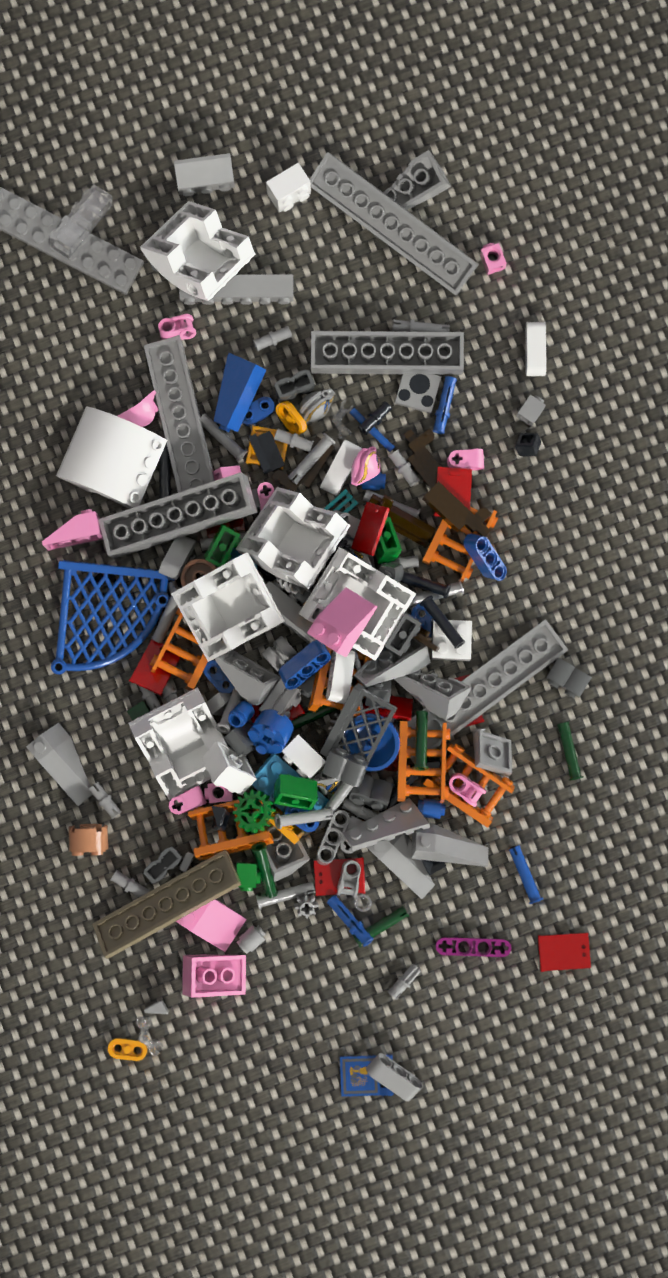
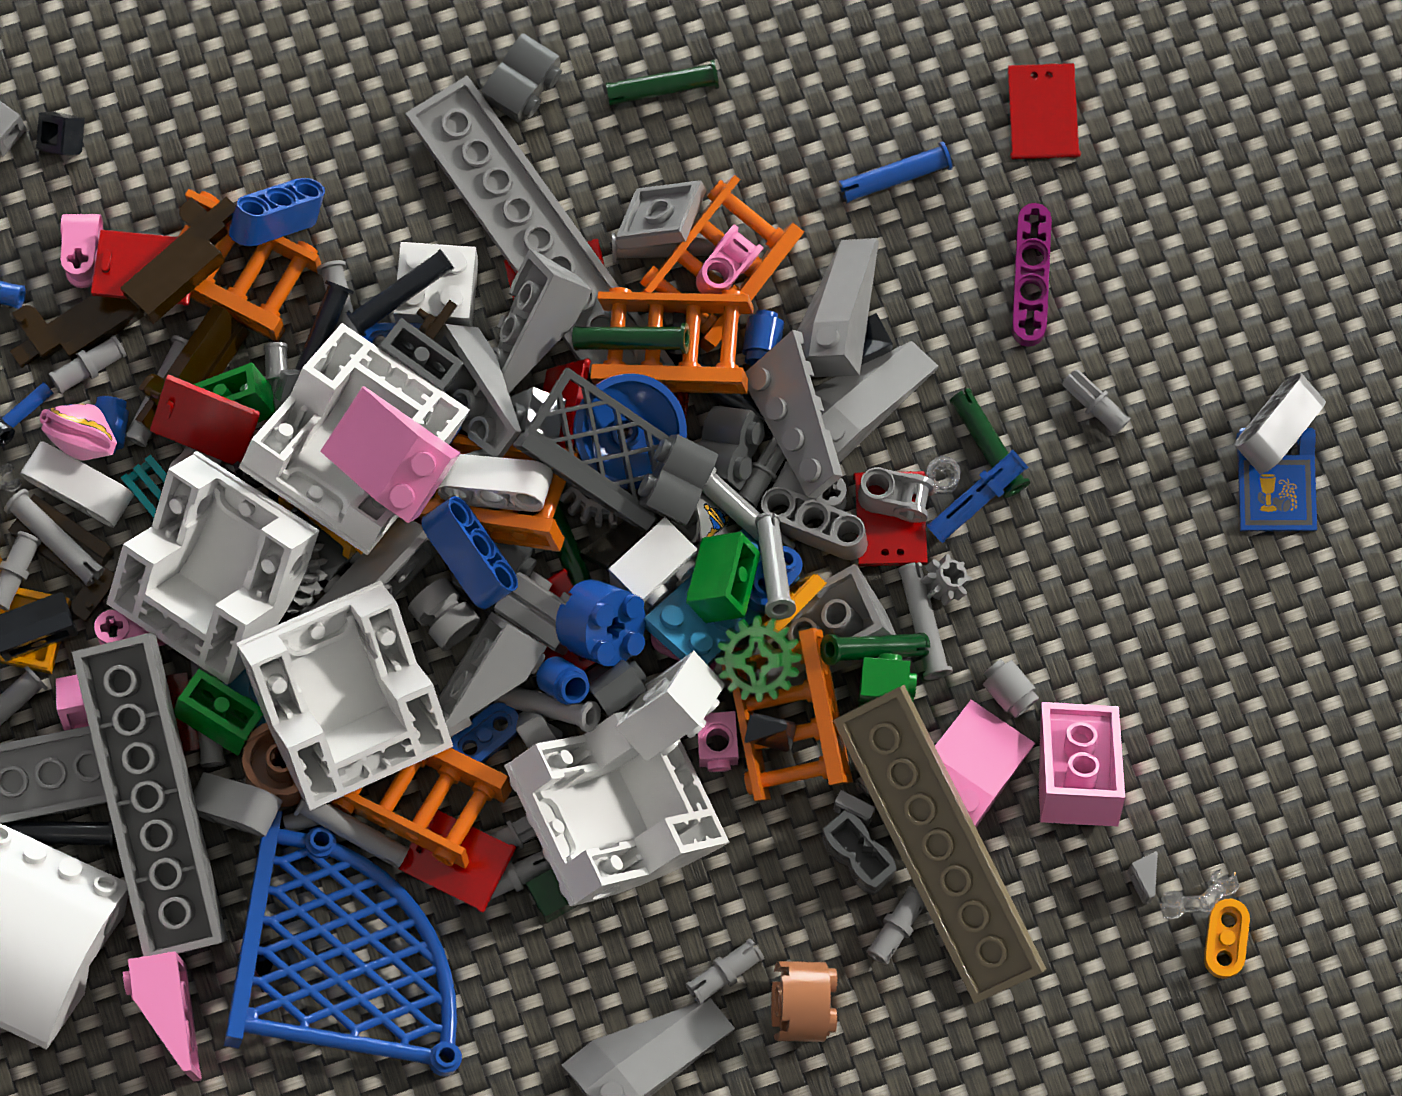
camera: 85 degrees left, 10 degrees down
(191, 799) = (732, 801): bright pink piece -> none

